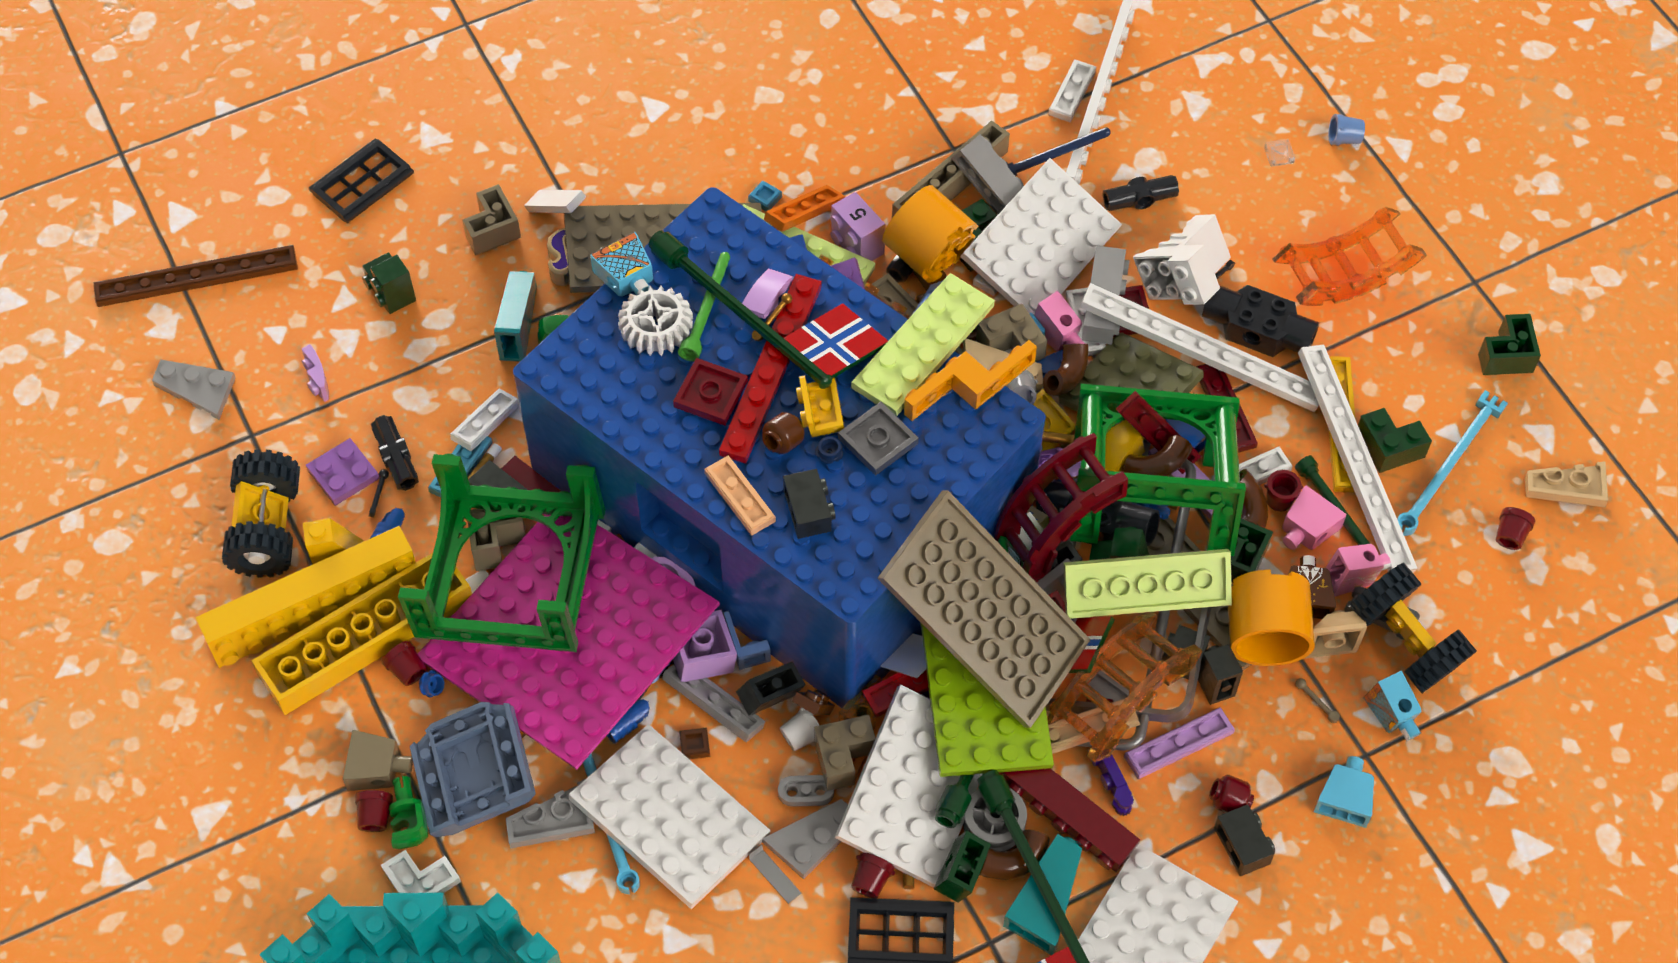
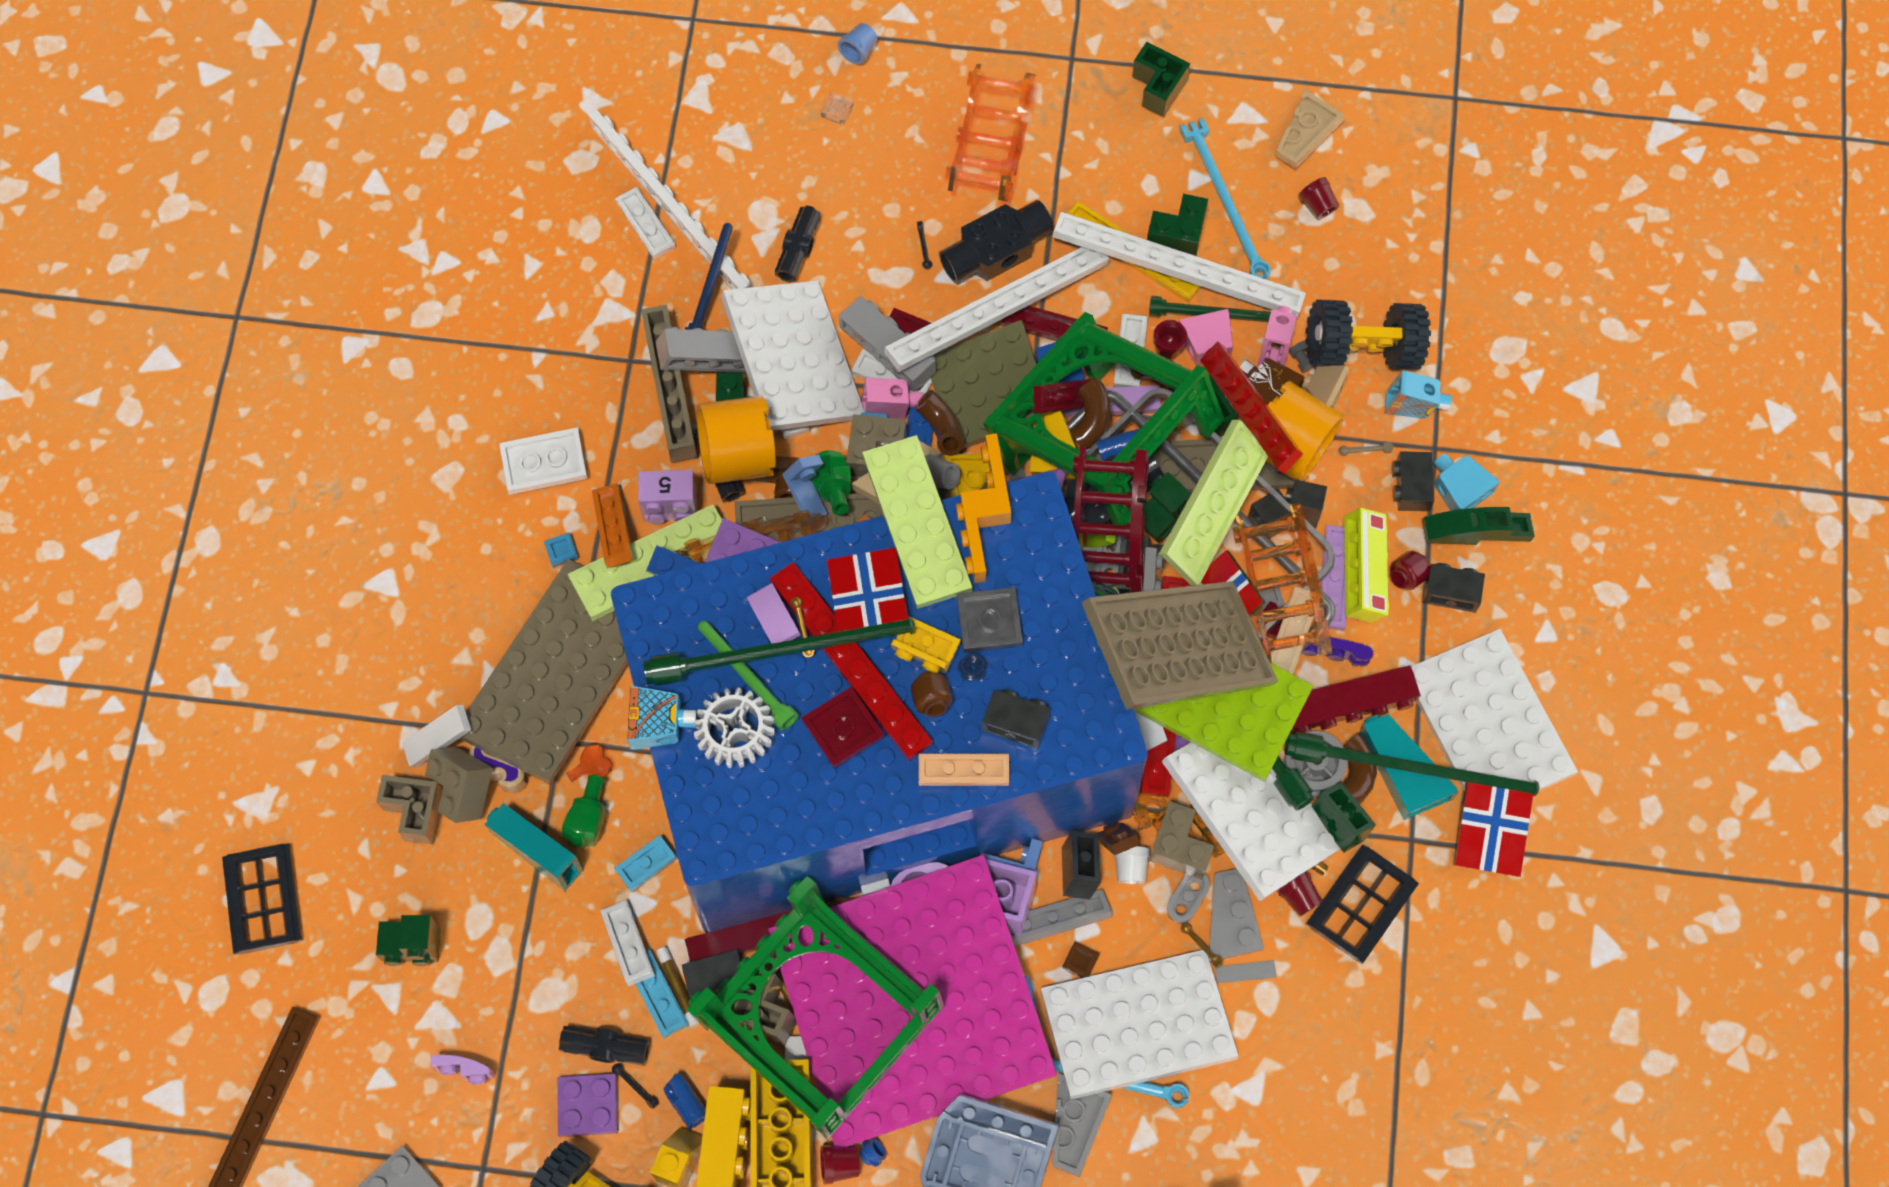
camera: 55 degrees left, 10 degrees up
(530, 236) = (463, 782): none -> dark tan brick
(764, 843) = (1216, 960): none -> pearl gold hinge
(825, 141) = (543, 461): none -> white plate
(1185, 263) = (907, 260): white brick -> none
(1206, 756) = (1366, 565): none -> neon yellow brick
(1255, 561) = (1251, 407): none -> red plate
(1317, 751) = (1414, 481): none -> pearl dark grey brick
(1320, 825) = (1477, 524): none -> dark green slope

